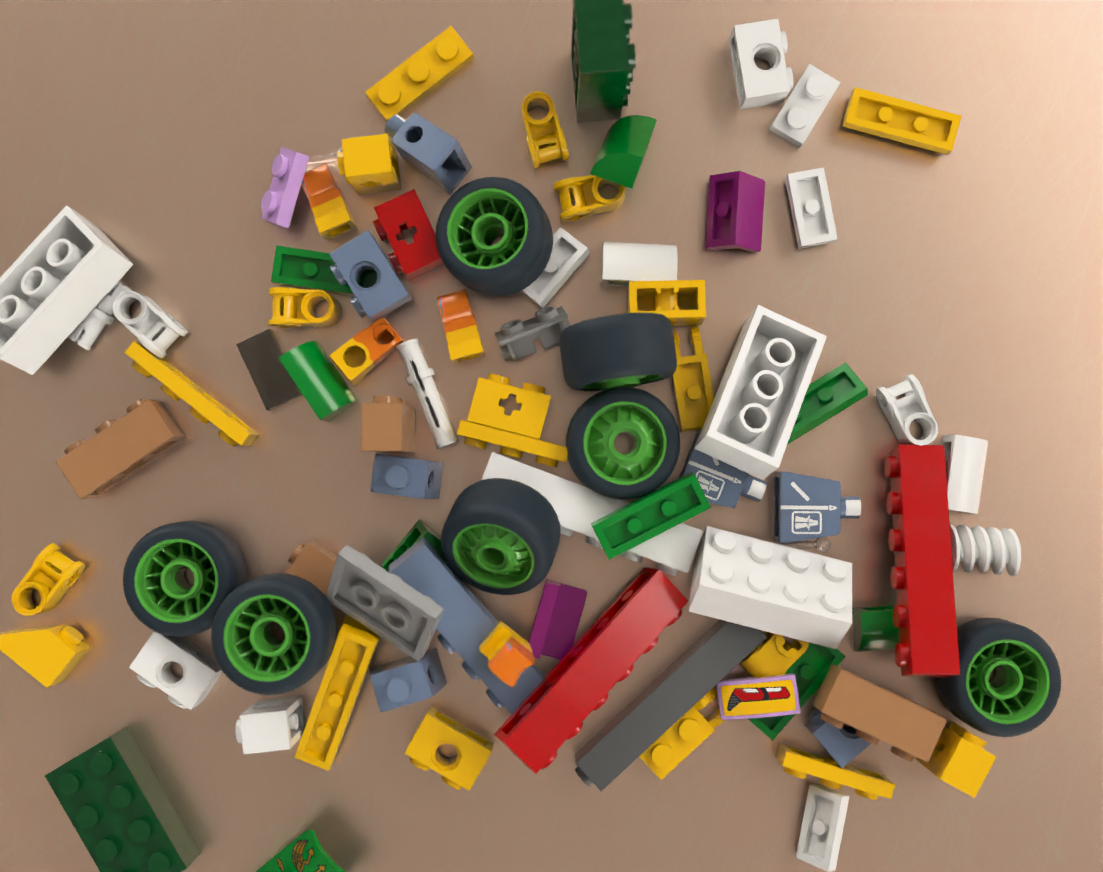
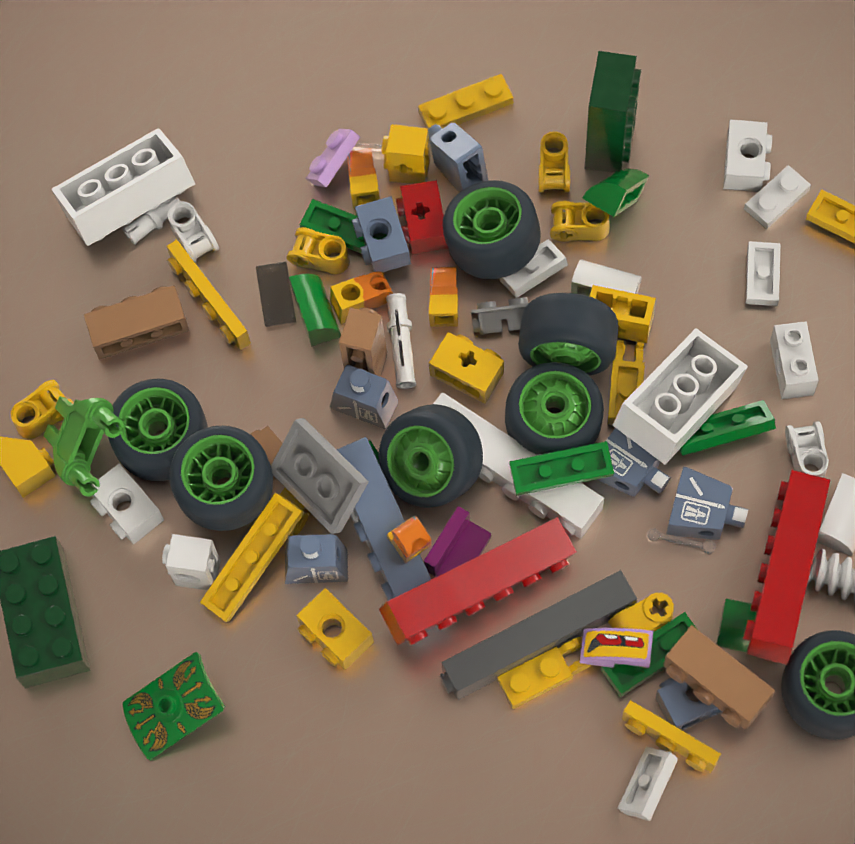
camera: 20 degrees right, 20 degrees down
(99, 619) = (79, 439): none -> bright green connector
(512, 444) = (484, 405): yellow plate -> none
(735, 211) = (699, 262): magenta panel -> none
(772, 587) = (650, 556): white brick -> none
(870, 307) = (794, 360): none -> white brick
(960, 759) = (781, 742): yellow brick -> none

